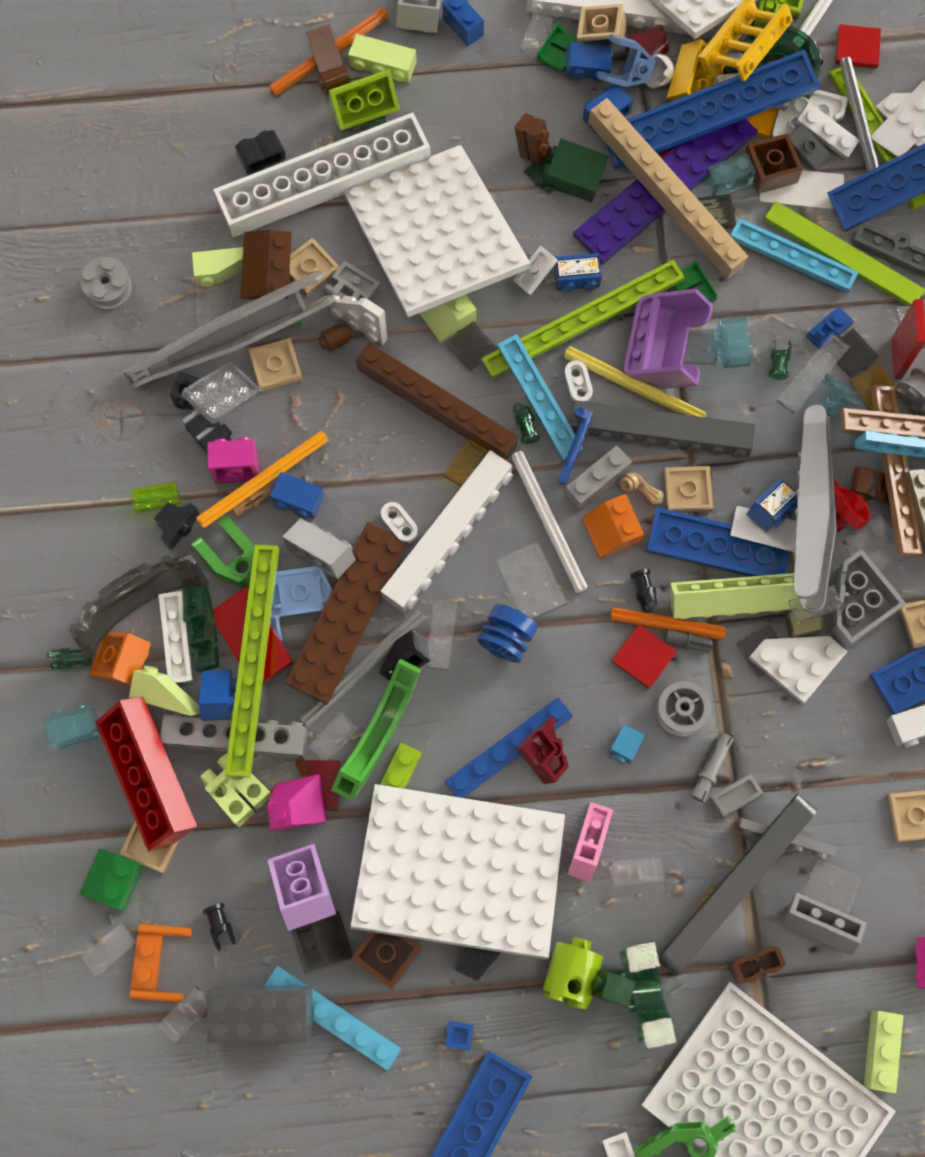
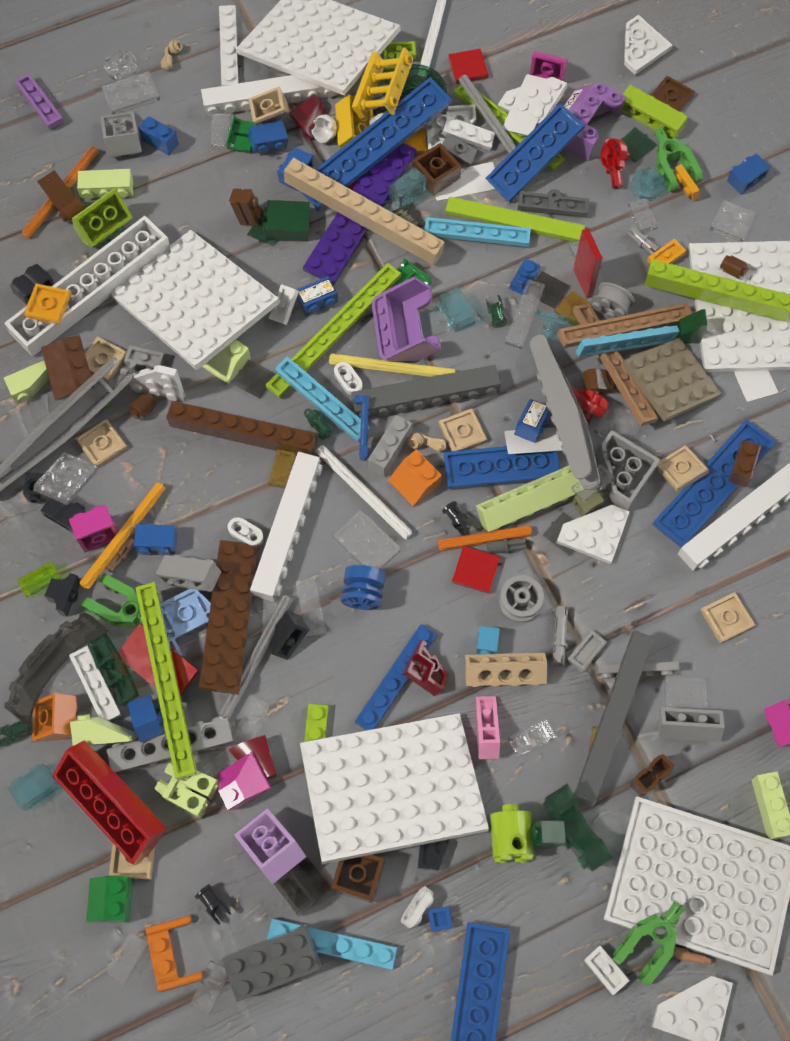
camera: 20 degrees left, 5 degrees down
(268, 183) = (47, 304): none -> light orange tile
(379, 732) = (288, 701): bright green arch -> none
(433, 1017) = (413, 913): none -> white plate
(637, 65) = (307, 128): medium blue piece -> none
(648, 783) = (496, 663): none -> tan brick

